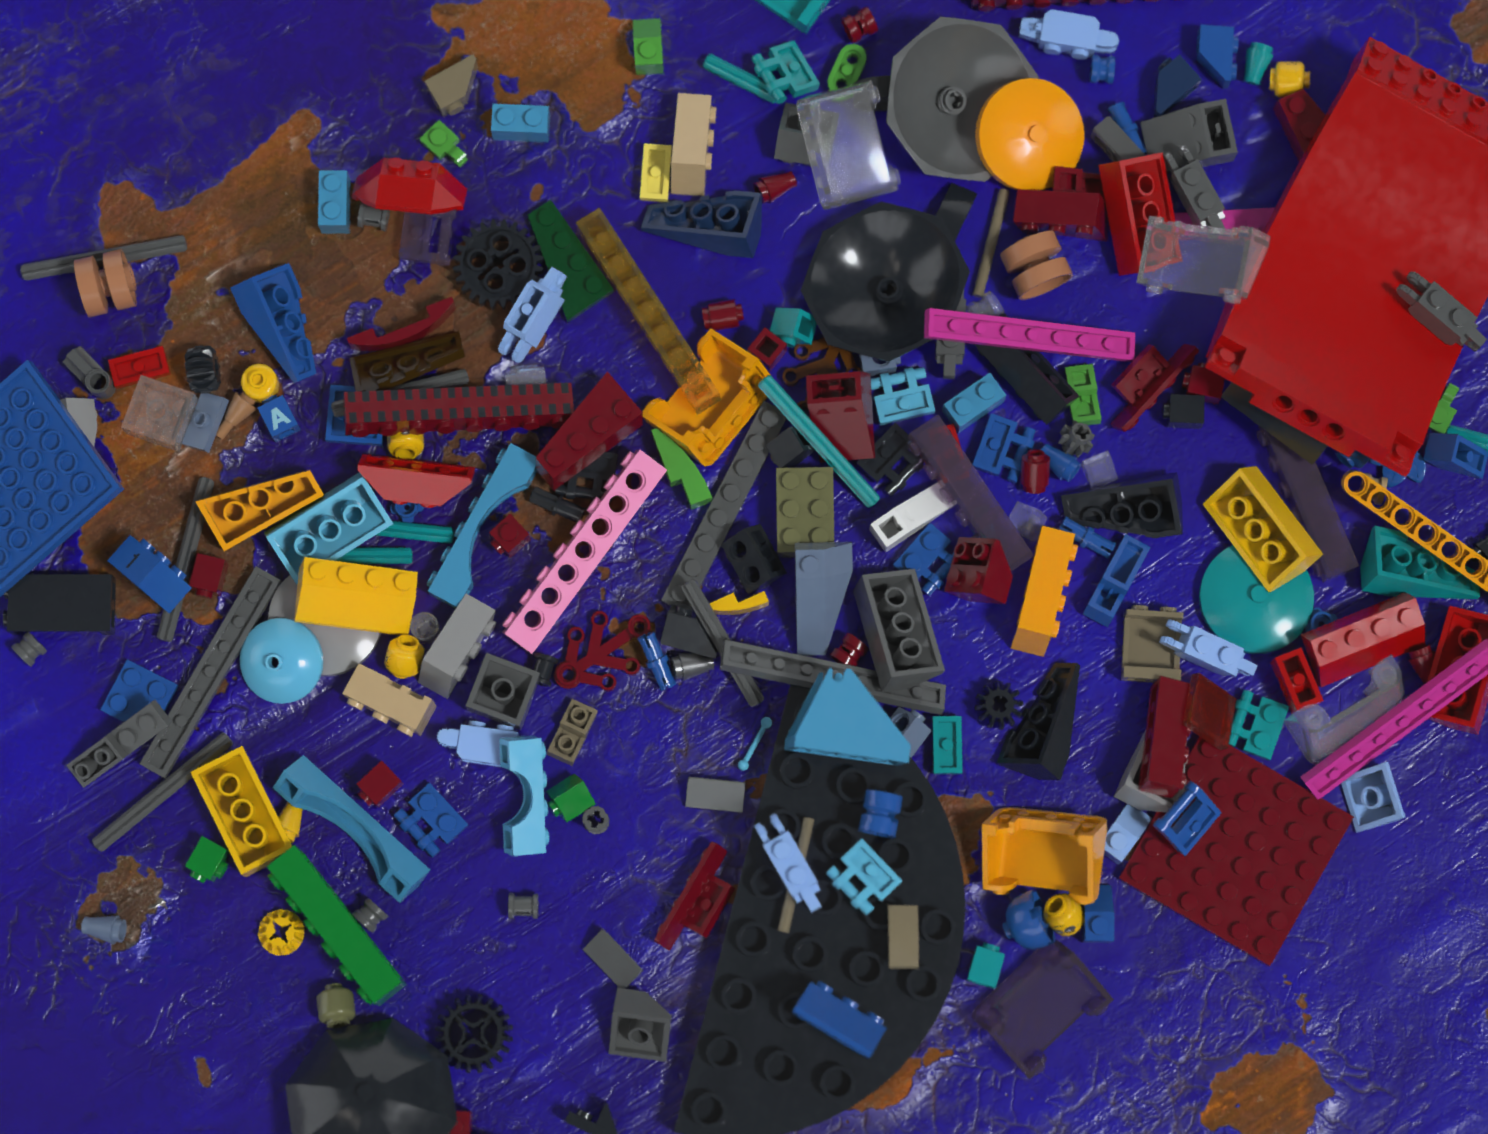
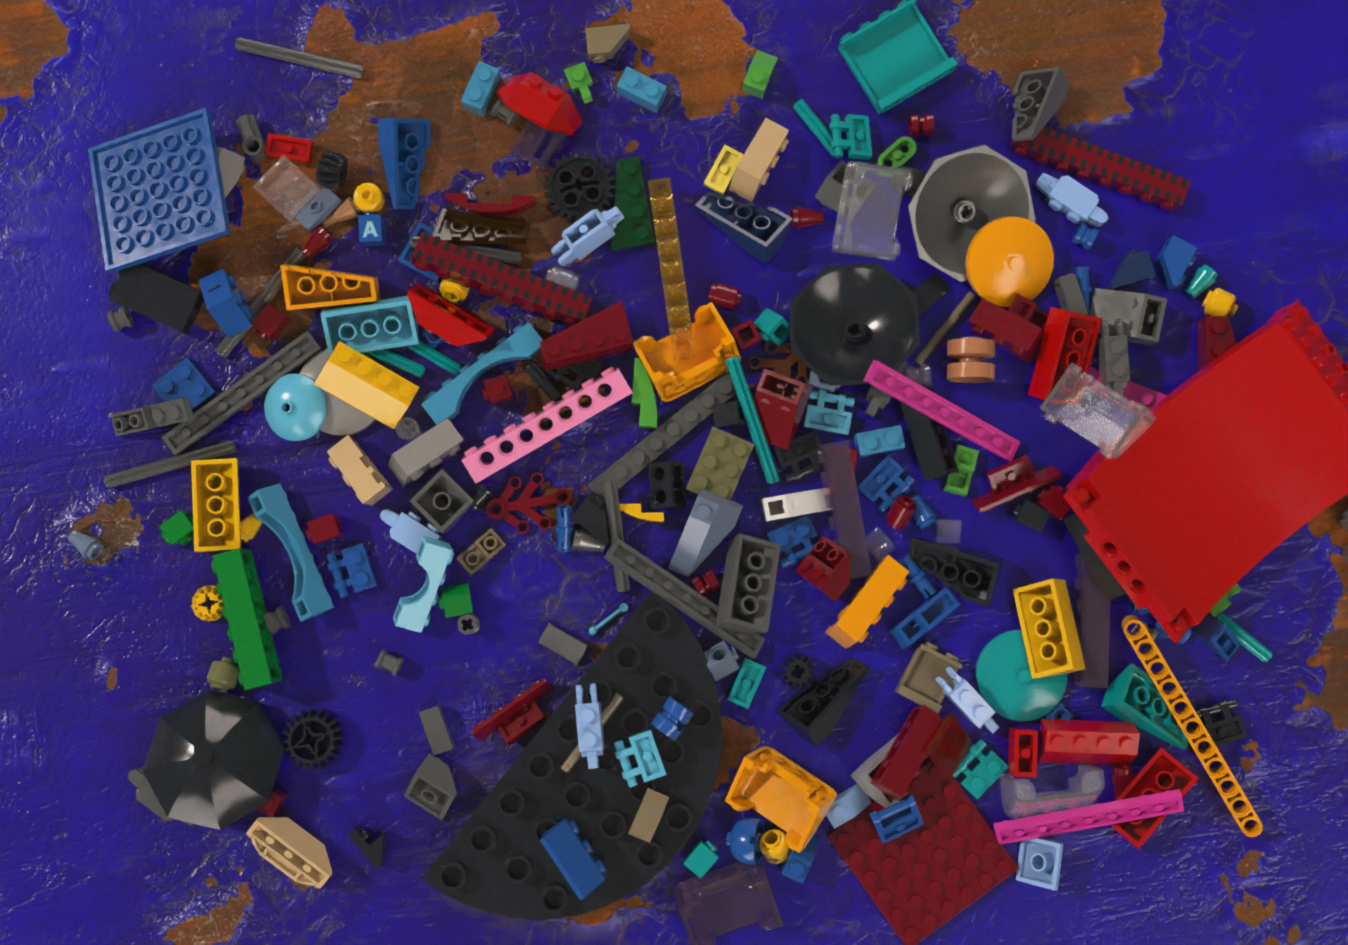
camera: 25 degrees right, 5 degrees up
(113, 281) = (289, 76): nougat wheel -> none
(221, 459) = (318, 241): none -> dark red cone
(404, 656) = (383, 443): yellow head -> none
(846, 723) = (675, 640): dark azure ladder -> none
(1076, 438) = (942, 501): dark grey gear -> none
(1441, 313) = (1256, 530): dark grey hinge -> none

